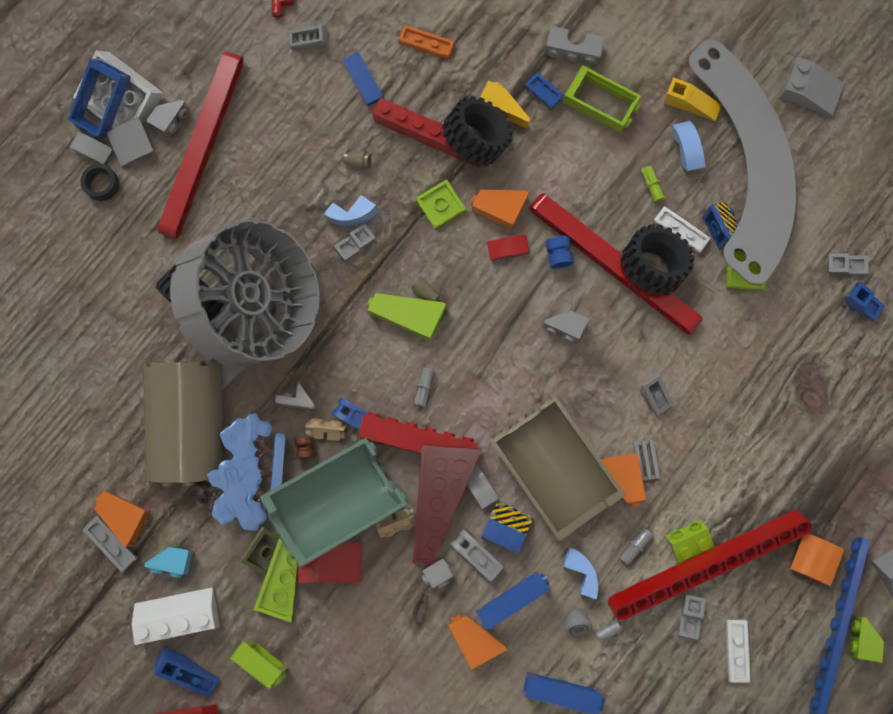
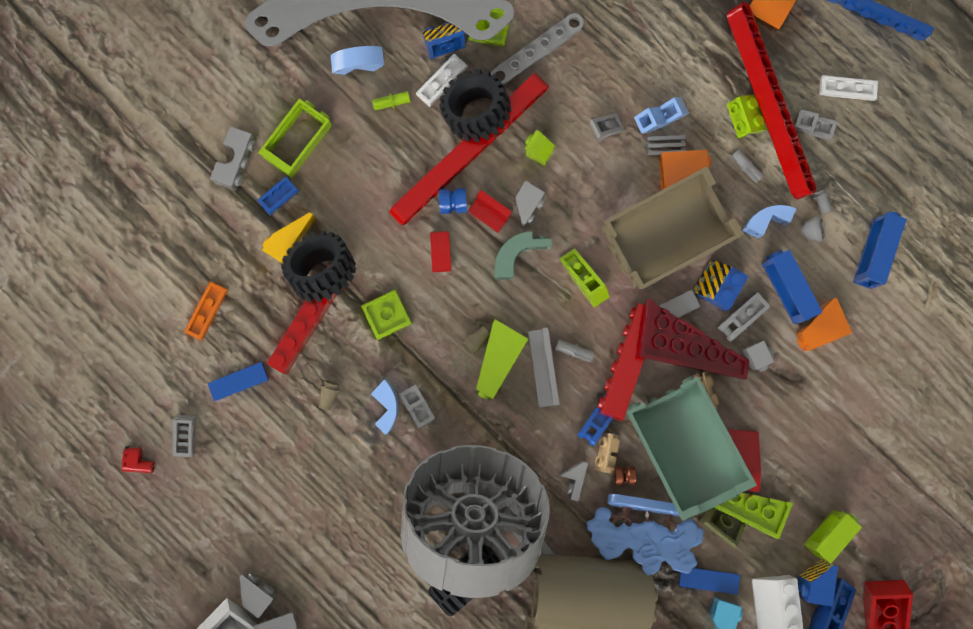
camera: 90 degrees left, 5 degrees up
(200, 145) = (290, 560): red beam -> none
(208, 544) = (710, 580): none -> blue tile
(209, 650) = (818, 583): none -> blue slope
(403, 358) = (543, 367): none -> light grey fence
(497, 389) = (585, 278): none -> lime slope
(500, 205) = (396, 254): orange slope -> none
(519, 315) = (512, 248): none -> sand green arch
(553, 290) = (490, 211): none -> red panel
(624, 329) = (539, 148): none -> lime slope
(675, 450) = (658, 117): none -> light blue brick
(691, 99) = (308, 50): yellow slope -> none
(727, 319) = (538, 49): none -> light grey plate

